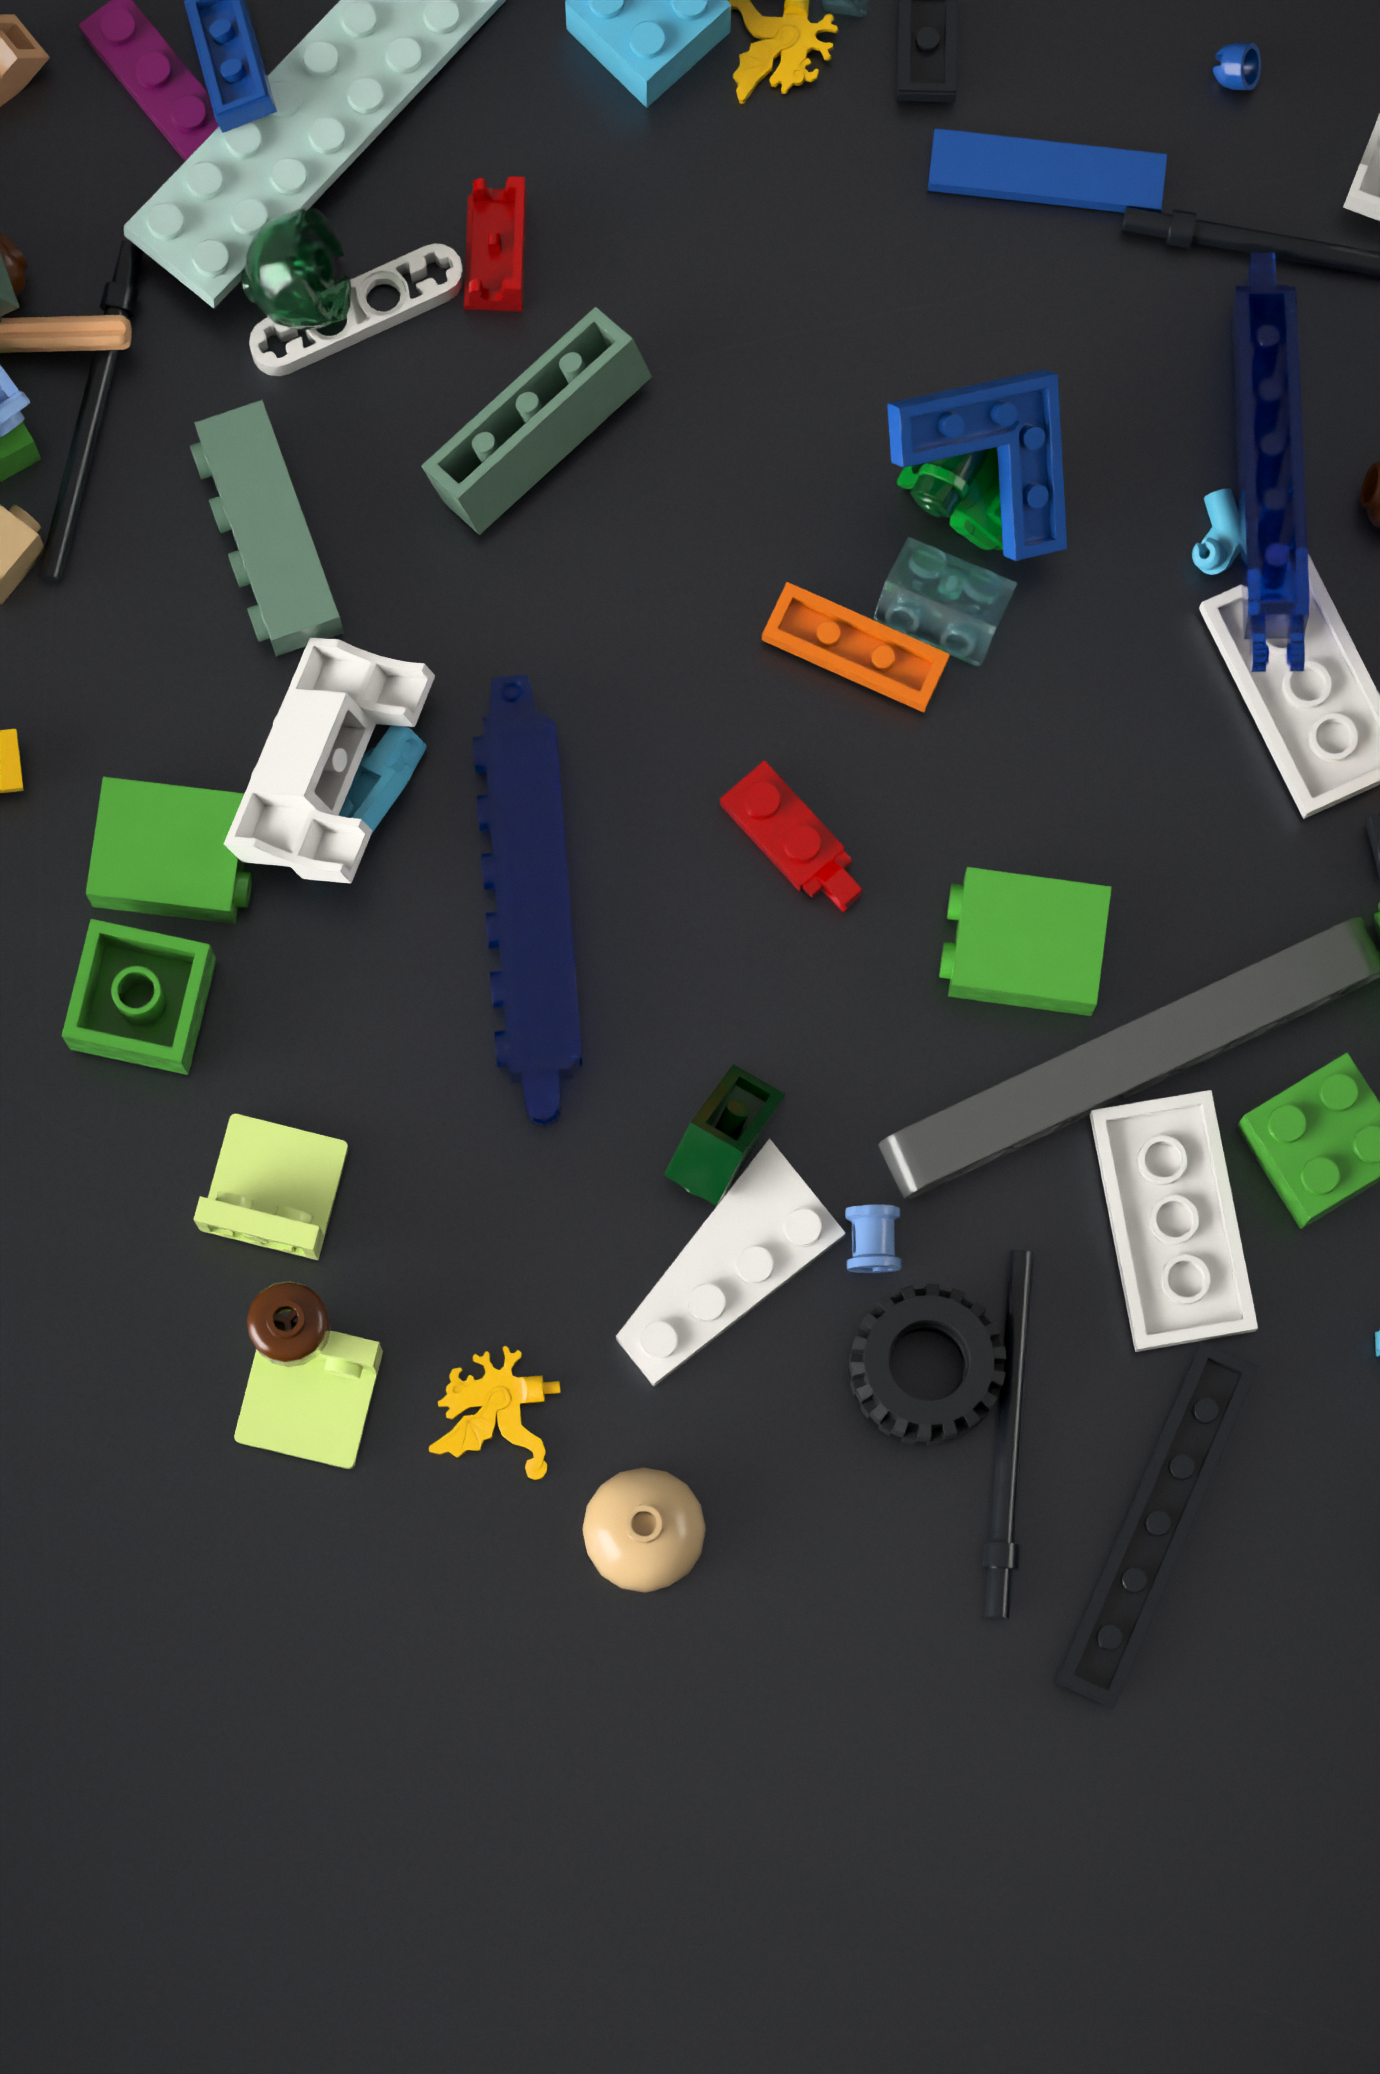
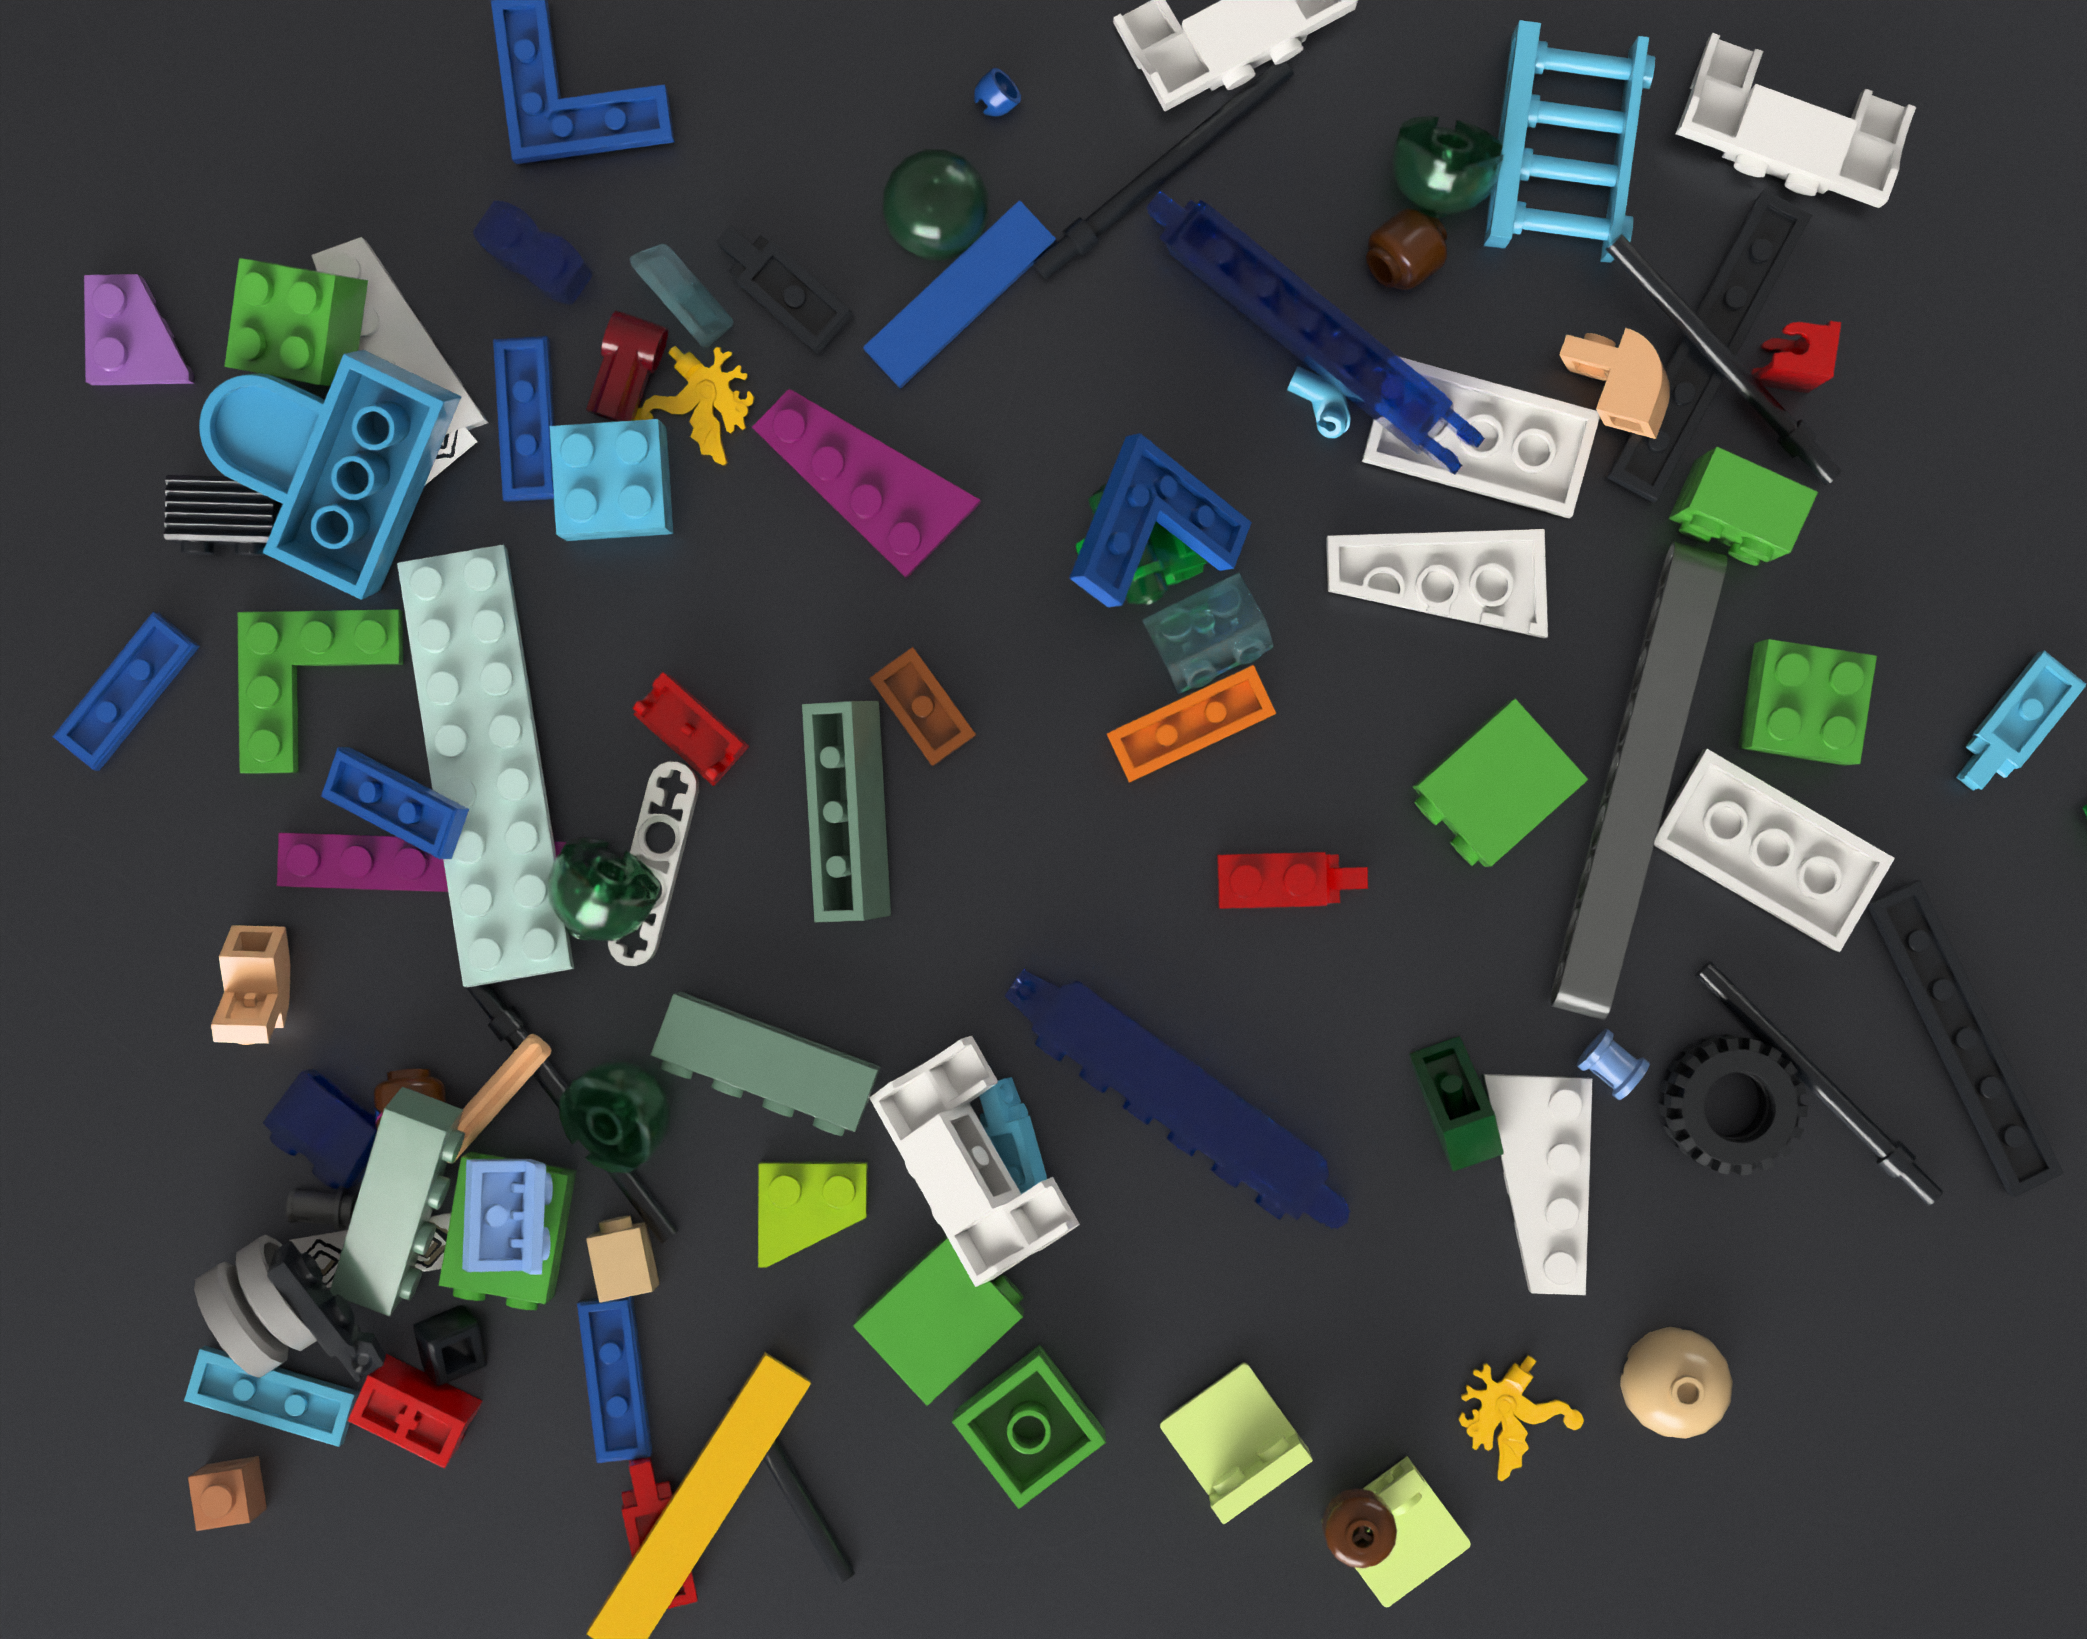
camera: 55 degrees left, 10 degrees up
(118, 439) = (616, 1115): none -> clear green cylinder
(173, 667) = (807, 1204): none -> lime wing
(678, 417) = (922, 706): none -> dark orange plate
(827, 233) = (875, 488): none -> magenta wing
(1104, 91) = (935, 204): none -> clear green cylinder
(1173, 761) = (1456, 575): none -> white wing

